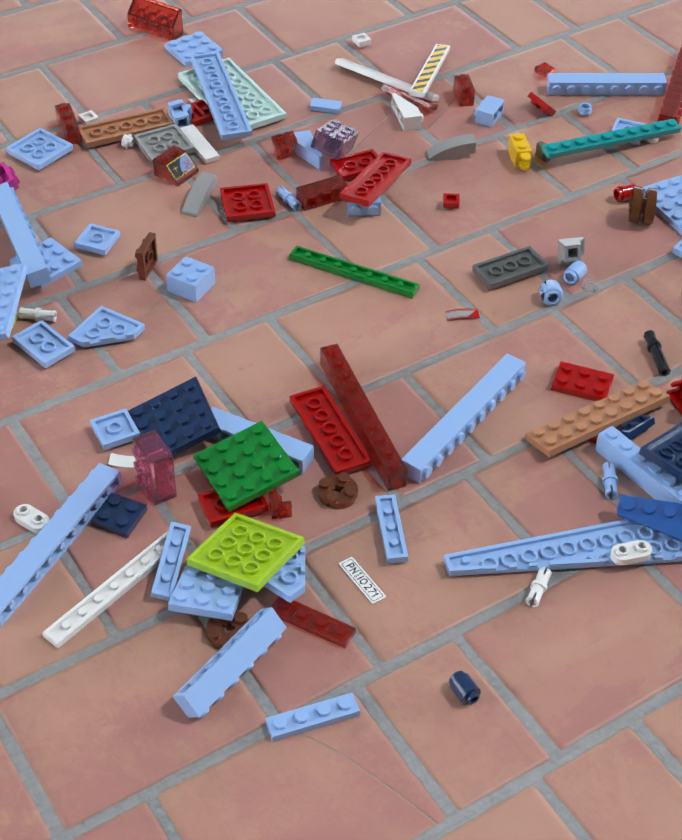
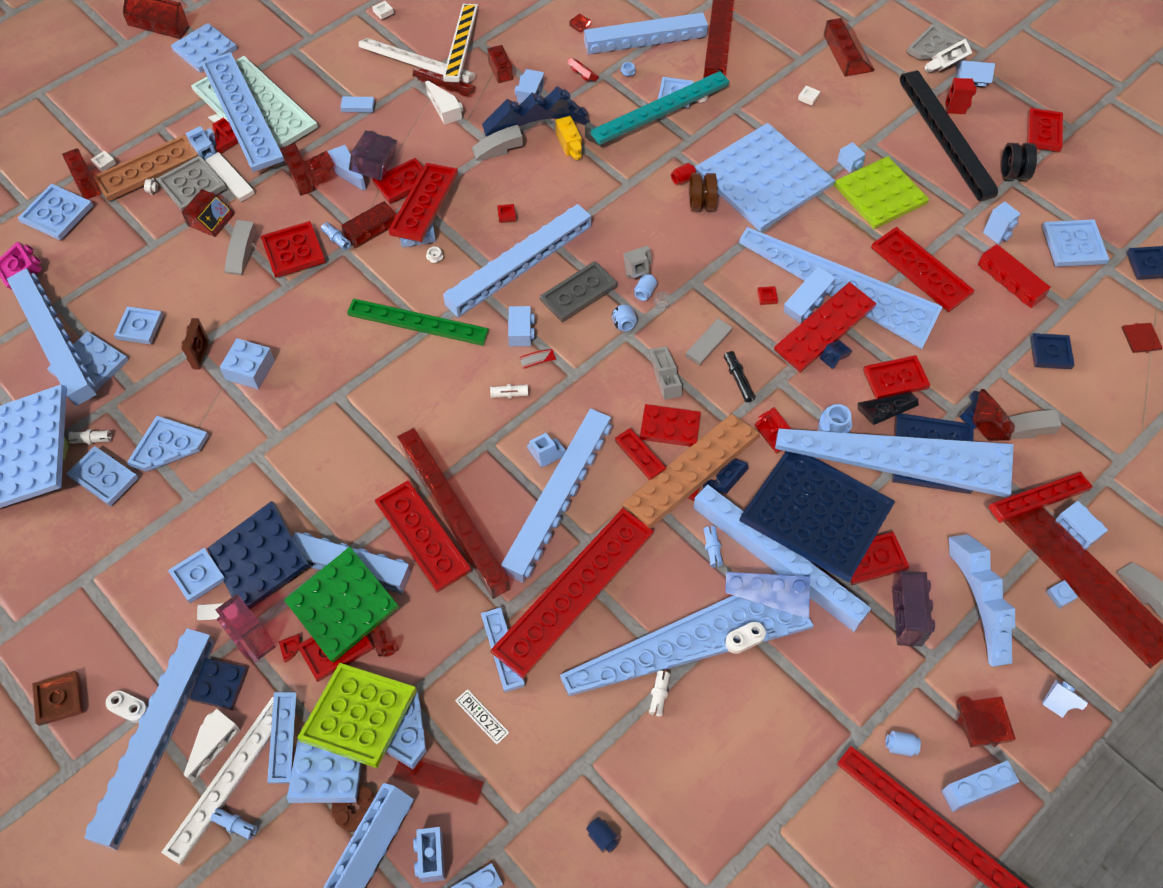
camera: 10 degrees left, 15 degrees up
(106, 553) = (211, 740): none -> white slope
(113, 621) = (233, 823): none -> light blue pin
(189, 497) = (289, 647): none -> red tile
(263, 144) = (297, 169): none -> clear red brick
(294, 672) = (430, 855): none -> light blue brick
(341, 482) = (438, 621): copper plate -> none
(378, 223) = (434, 254): none -> white plate
(431, 334) = (496, 391): none -> white pin
(450, 286) = (519, 326): none -> light blue brick
(455, 236) = (517, 260): none -> light blue brick
(457, 380) = (545, 449): none -> light blue brick
(465, 493) = (571, 593): none -> red plate
(491, 122) = (535, 108): none -> dark blue arch
(549, 398) = (640, 454): none -> red plate
(584, 340) = (665, 373): none -> light grey slope
(630, 323) = (708, 342): none -> light grey tile

